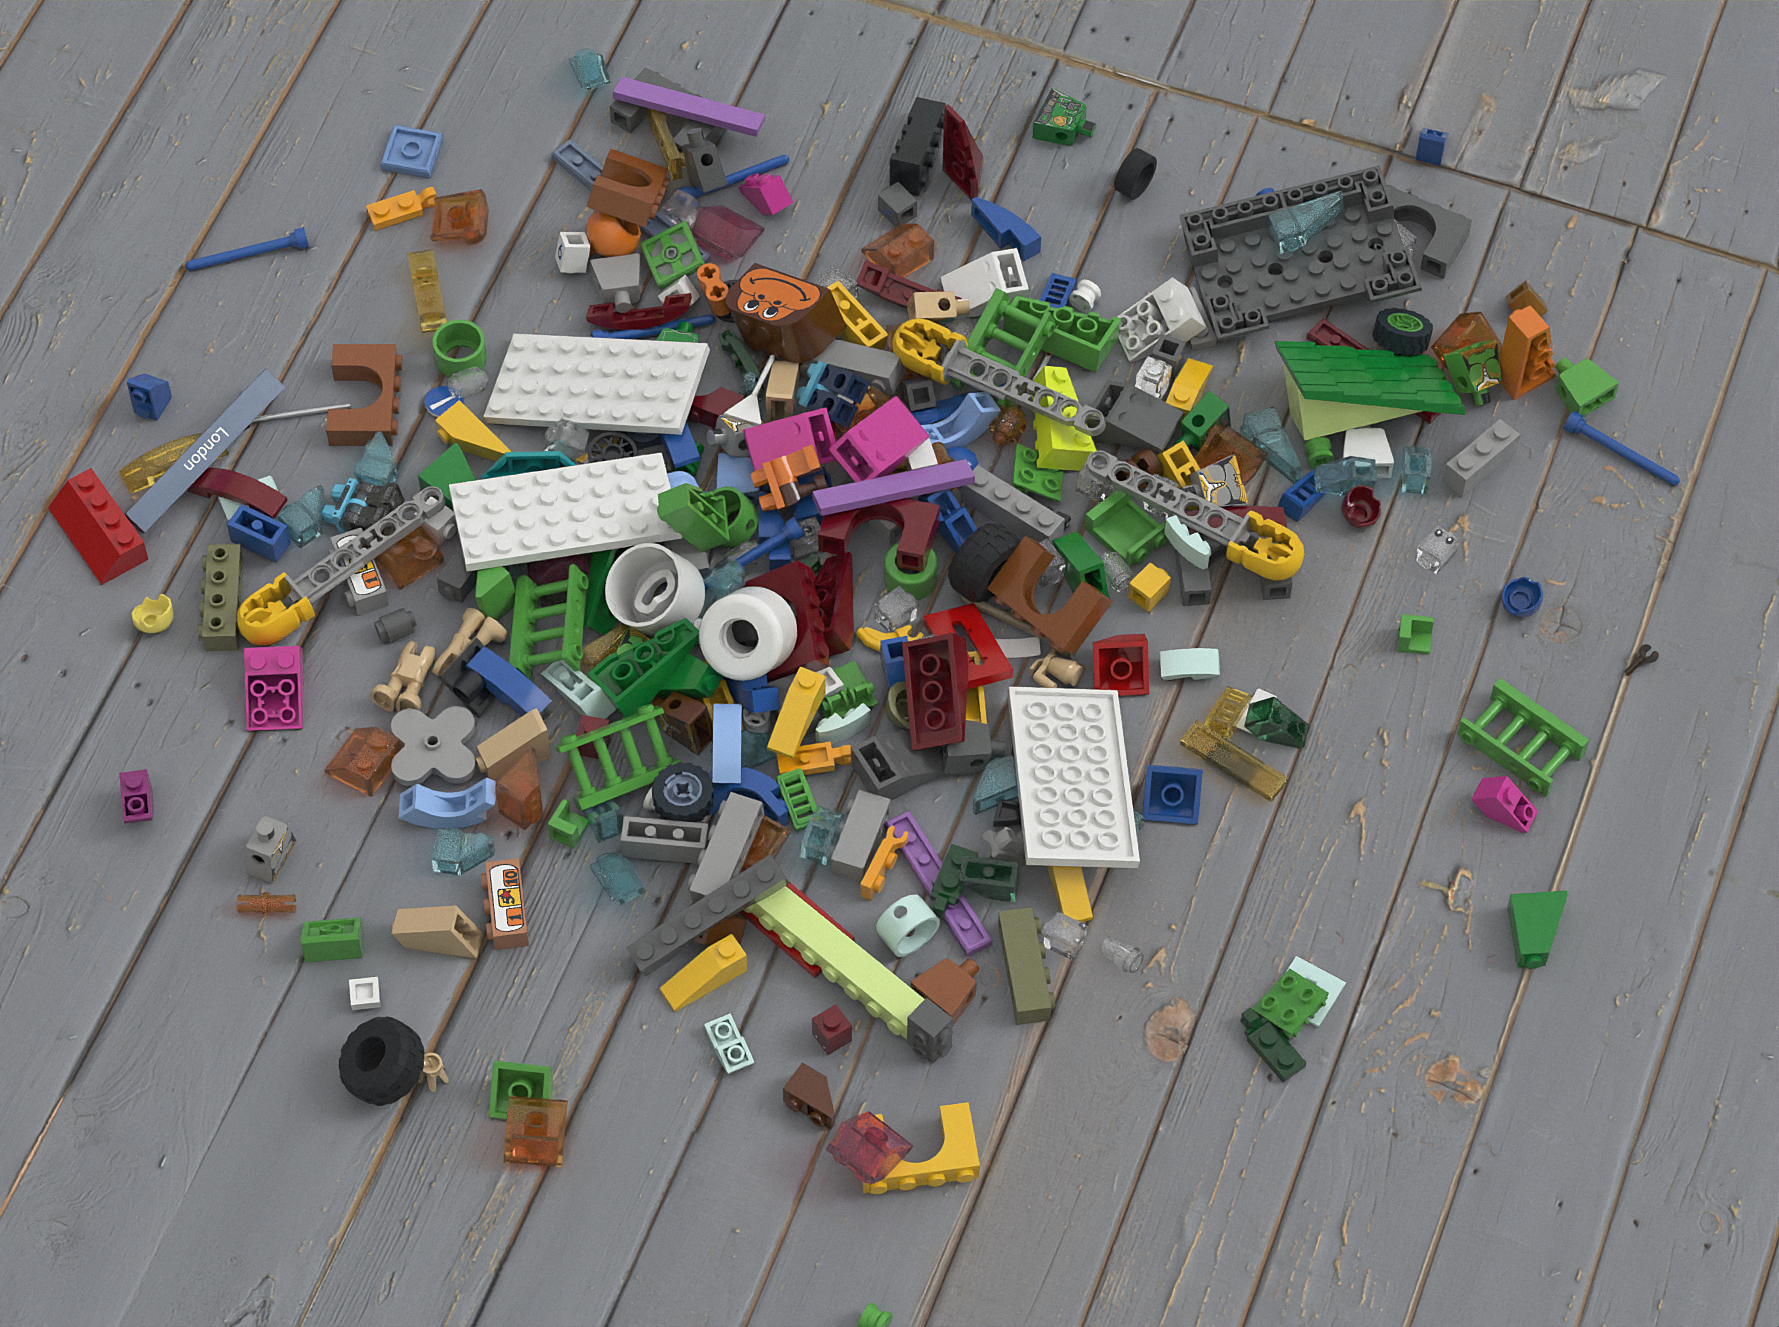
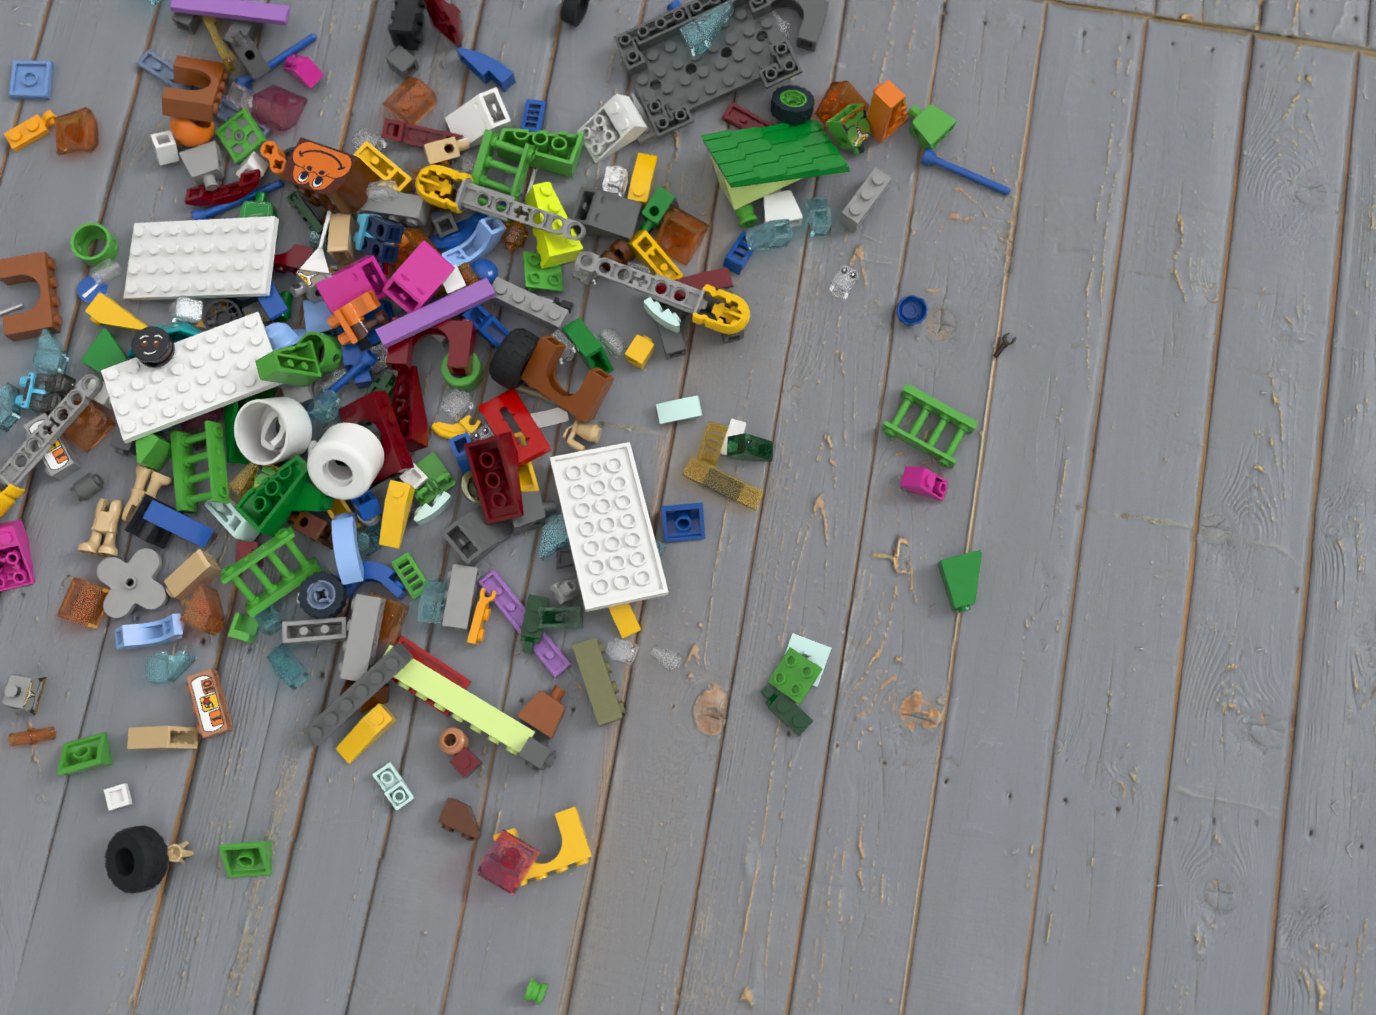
camera: 10 degrees left, 20 degrees up
(427, 290) = (63, 198): clear yellow slope -> none
(524, 465) = (153, 347): none -> black head
(535, 1131) = (262, 888): clear orange slope -> none
(815, 758) = (417, 540): light orange plate -> none
(818, 997) = (453, 741): none -> nougat head
(848, 339) = (382, 190): none -> clear brick
(894, 930) = (508, 670): light aqua piece -> none
(1085, 295) = (554, 115): white wheel -> none
(1122, 664) = (629, 420): red slope -> none
(1125, 528) = (615, 305): bright green panel -> none
(1170, 351) = (623, 155): dark grey brick -> none
(1219, 483) = (676, 260): torso -> none
(1267, 432) = (705, 208): clear light blue slope -> none
(1361, 507) = (784, 257): dark red hair -> none
(1415, 634) = (838, 354): bright green panel -> none
(1523, 297) = (878, 63): pearl gold panel -> none

